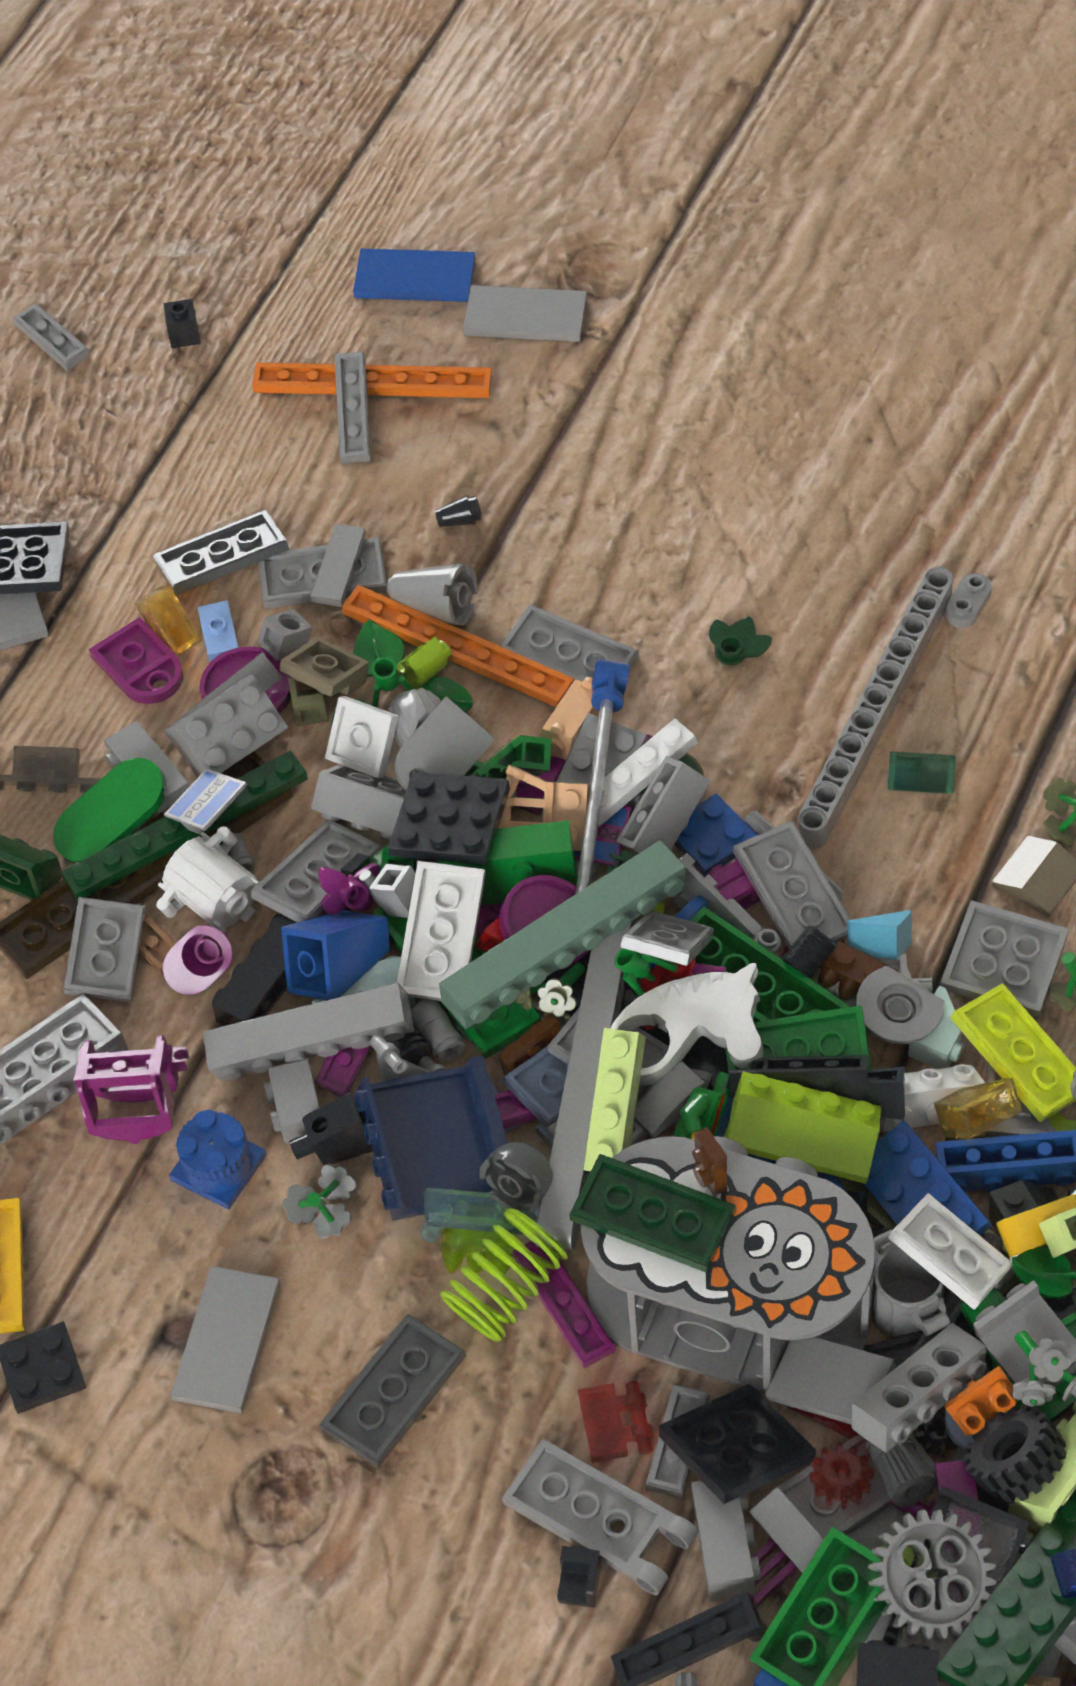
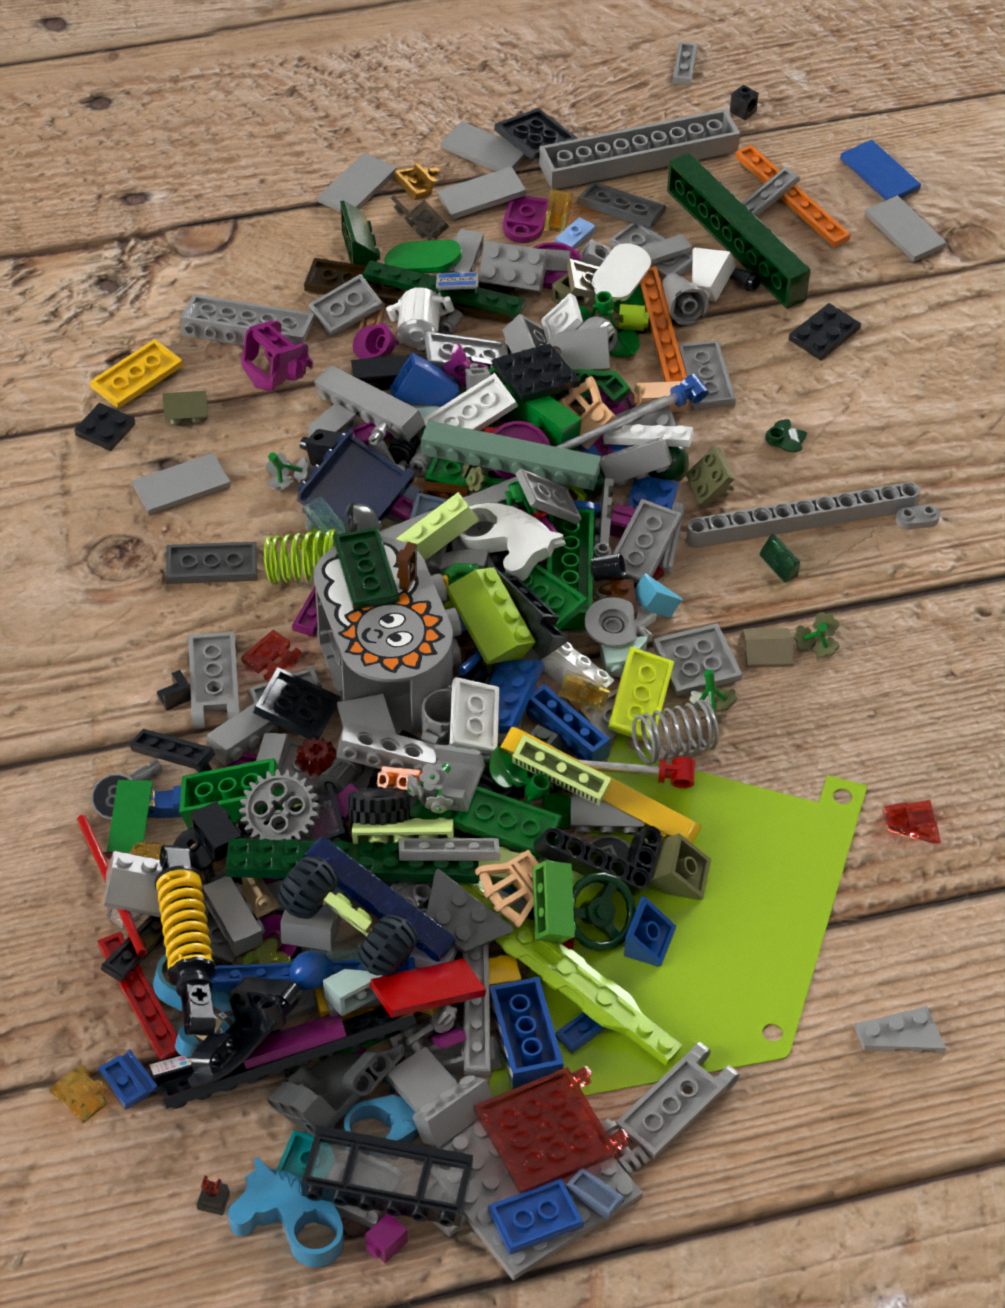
camera: 45 degrees right, 5 degrees down
(56, 679) = (481, 192): none -> light grey tile
(99, 1244) = (185, 405): none -> olive slope
(153, 475) = (637, 149): none -> light grey brick
(215, 1157) = (270, 415): blue piece -> none
(345, 623) = (622, 271): none -> white tile
(384, 466) = (738, 230): none -> dark green brick
(419, 535) = (711, 270): none -> white slope
(609, 494) = (824, 331): none -> black plate
(745, 755) = (710, 477): none -> olive plate

